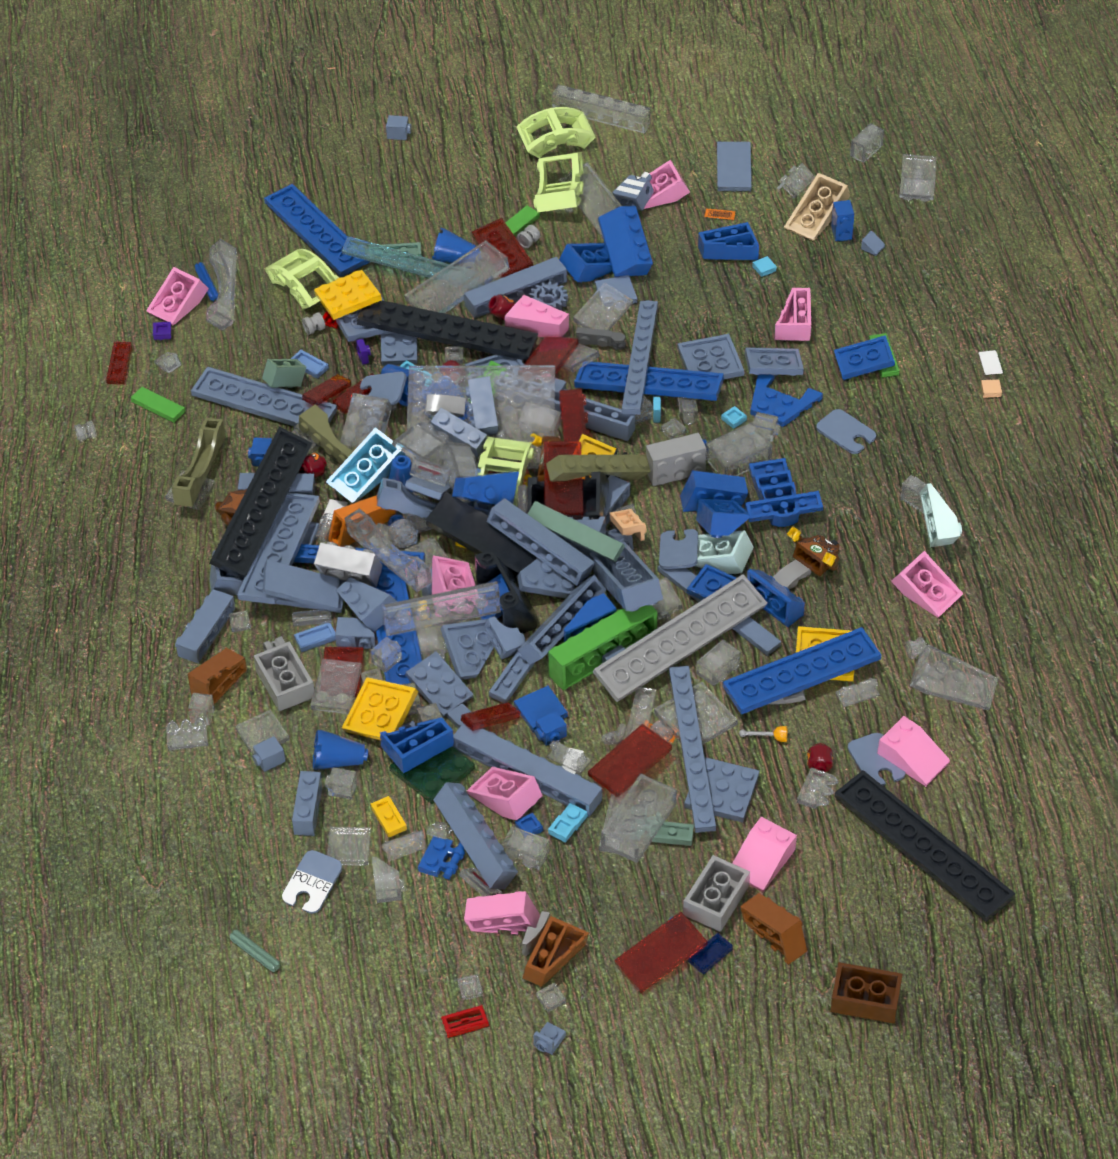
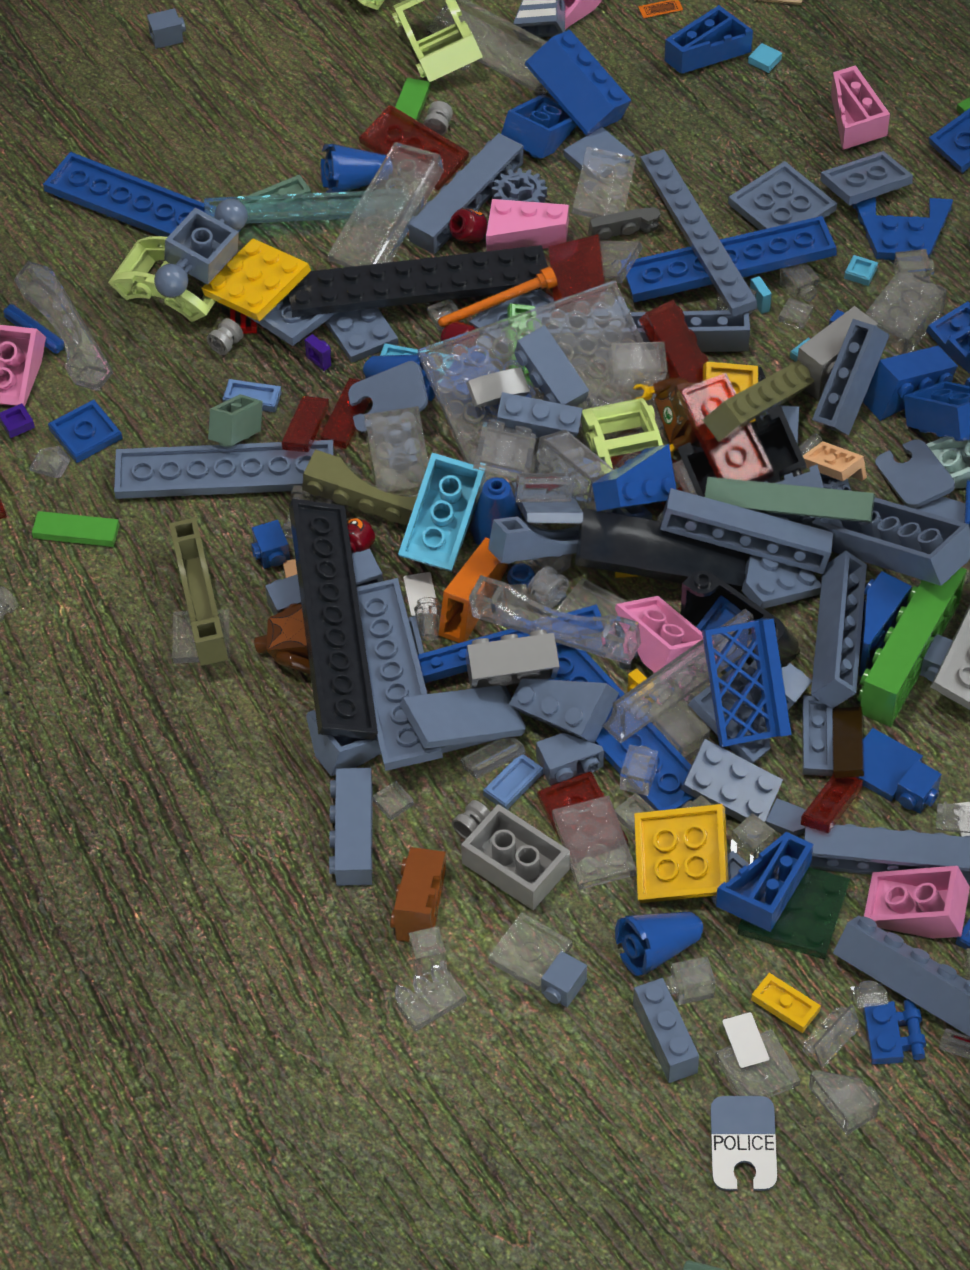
camera: 25 degrees left, 5 degrees up
(199, 351) = (85, 431): none -> blue tile
(322, 262) = (200, 247): none -> sand blue brick
(351, 827) = (745, 1040): none -> white sticker
(491, 625) = (769, 683): none -> blue fence
(522, 353) = (544, 279): none -> orange piece
(525, 687) = (848, 742): none -> dark brown tile
(668, 474) = (850, 376): none -> sand blue brick

